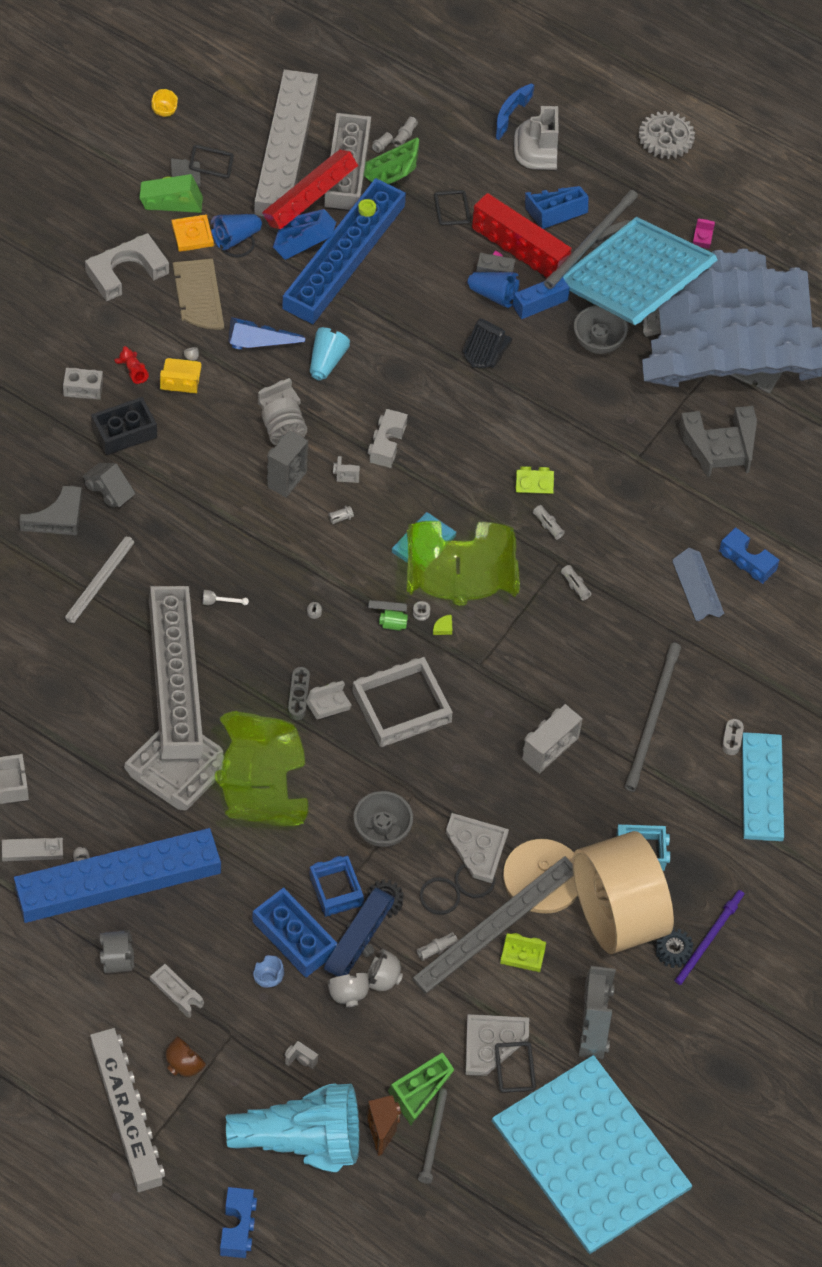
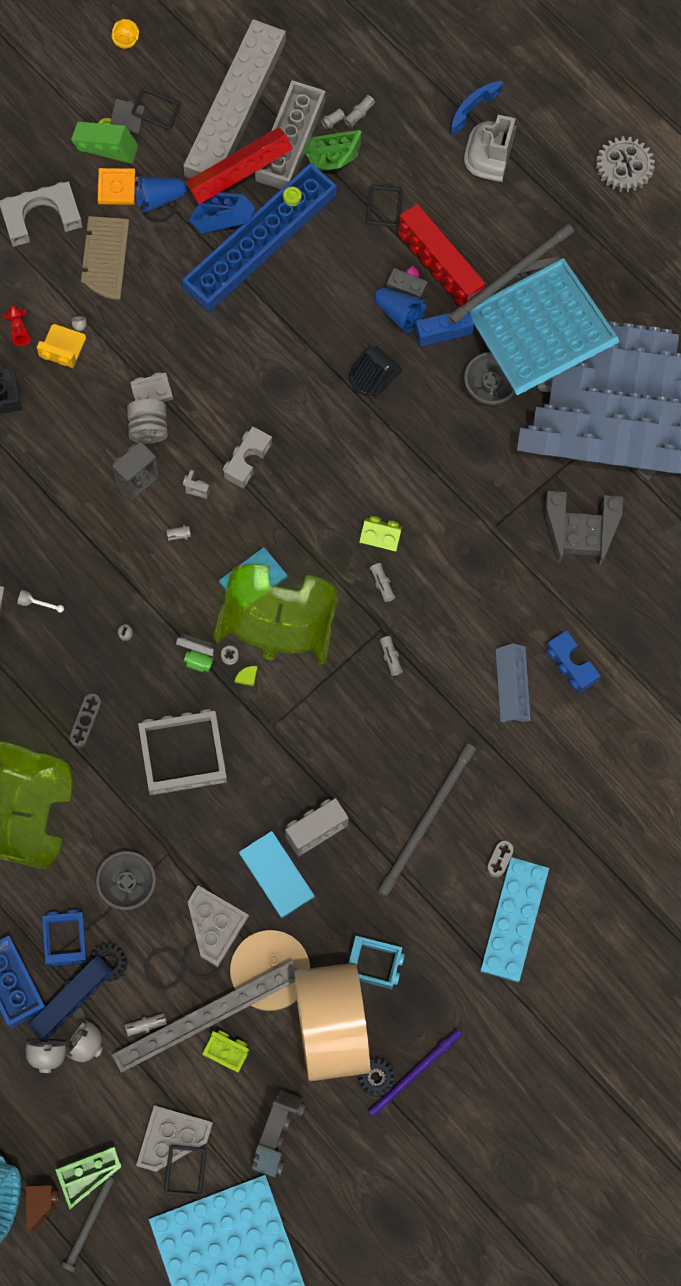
camera: 15 degrees right, 15 degrees up
(248, 334) = (142, 314): wedge -> none
(327, 352) = (210, 351): medium azure cone -> none
(328, 700) = (110, 736): light grey bracket -> none
(524, 791) = (276, 874): none -> medium azure tile
(556, 207) = (488, 227): blue wedge -> none
(703, 233) = (631, 285): dark pink bracket -> none

